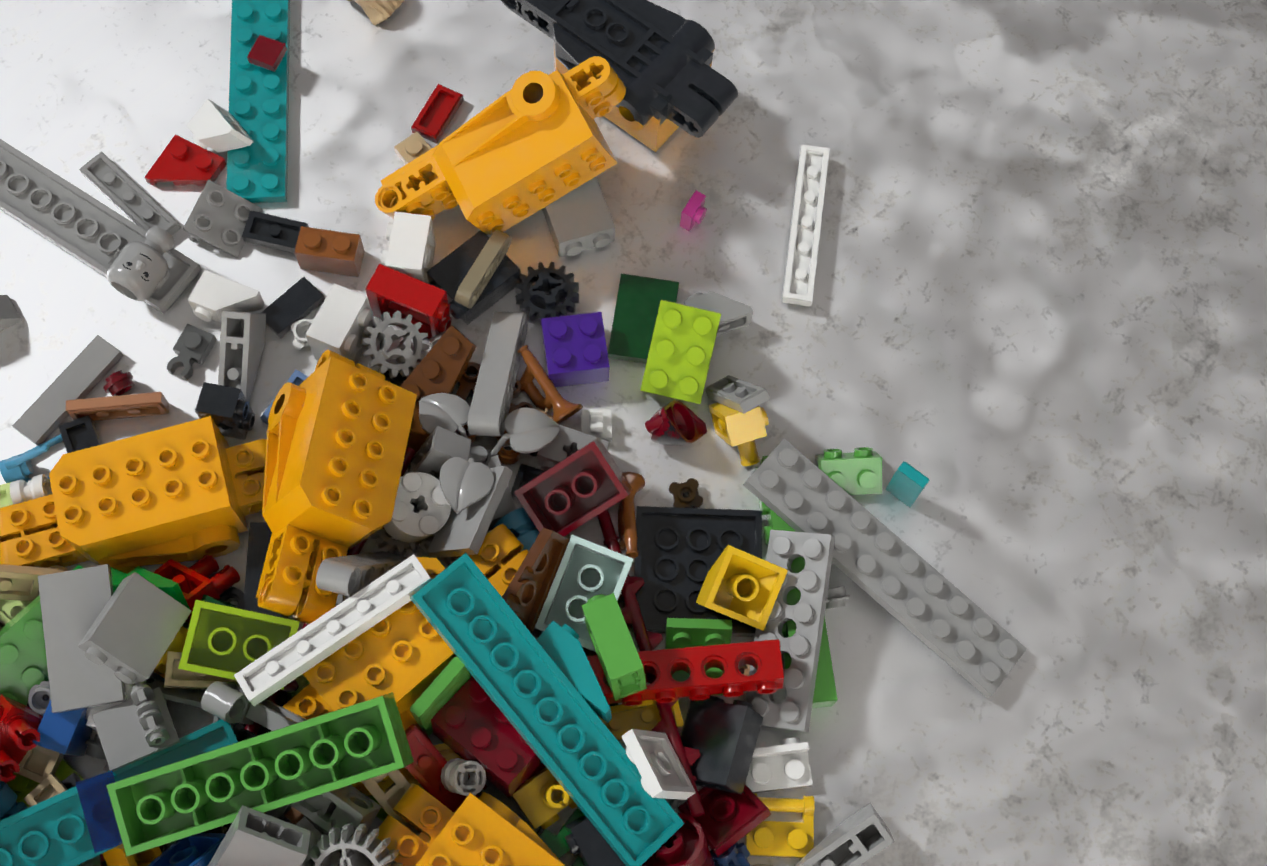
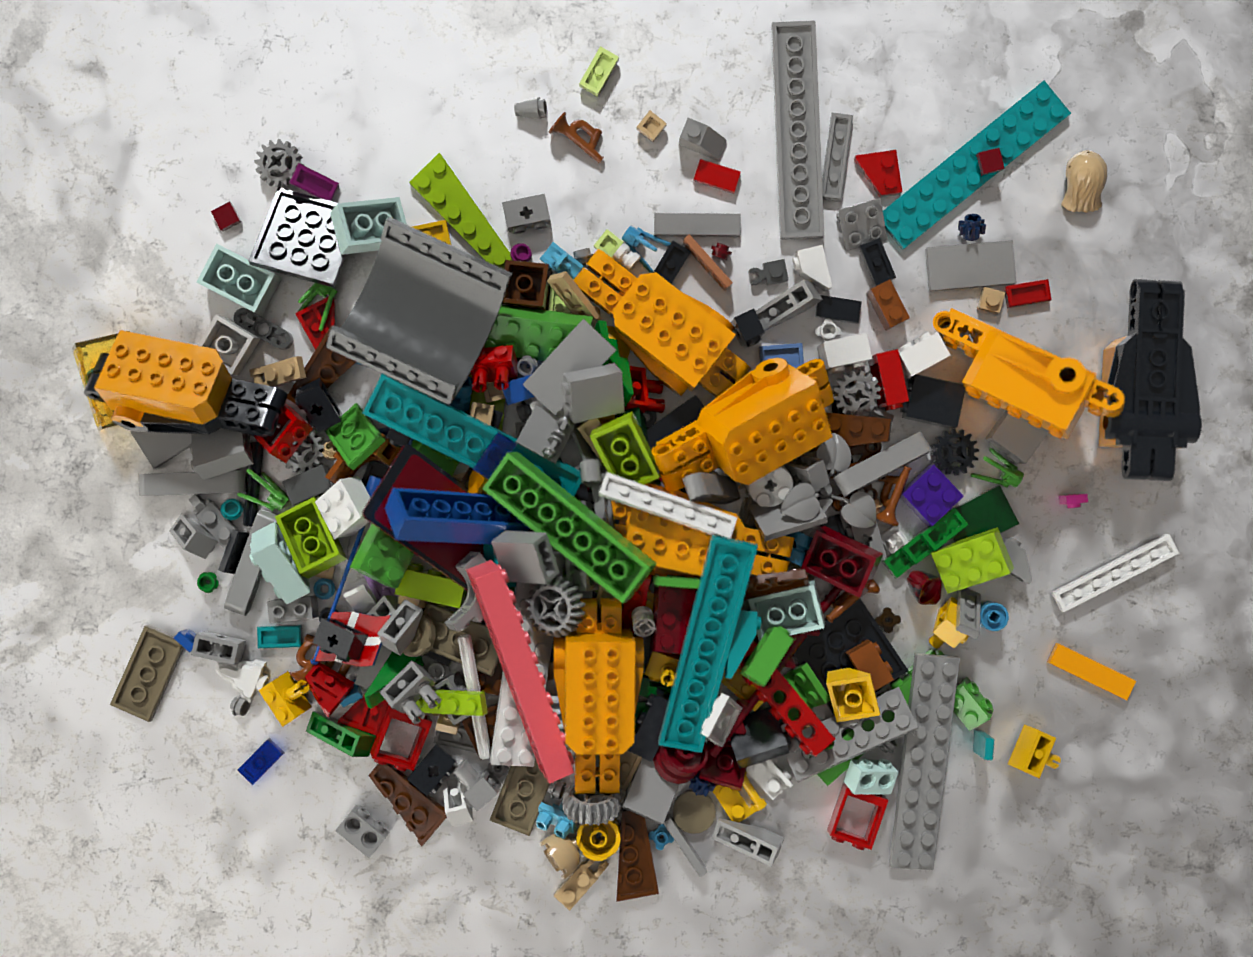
camera: 60 degrees right, 20 degrees up
(35, 331) = (717, 176): none -> red tile
(140, 266) = (796, 207): light grey piece -> none
(217, 129) = (917, 175): white slope -> none
(320, 116) = (971, 227): none -> dark blue gear
(360, 147) = (970, 265): none -> light grey tile
(483, 269) = (940, 408): dark tan beam -> none
(617, 255) = (1009, 474): none -> bright green plant
(625, 394) = (924, 543): none -> green slope
(710, 539) = (867, 659): none -> dark orange brick
(764, 371) = (993, 616): none -> dark azure wheel
(859, 639) = (870, 776): none -> light aqua brick
(901, 319) = (1091, 671): none -> light orange tile
(922, 676) = (859, 842): none -> red window
(952, 437) = (1033, 752): none -> yellow brick

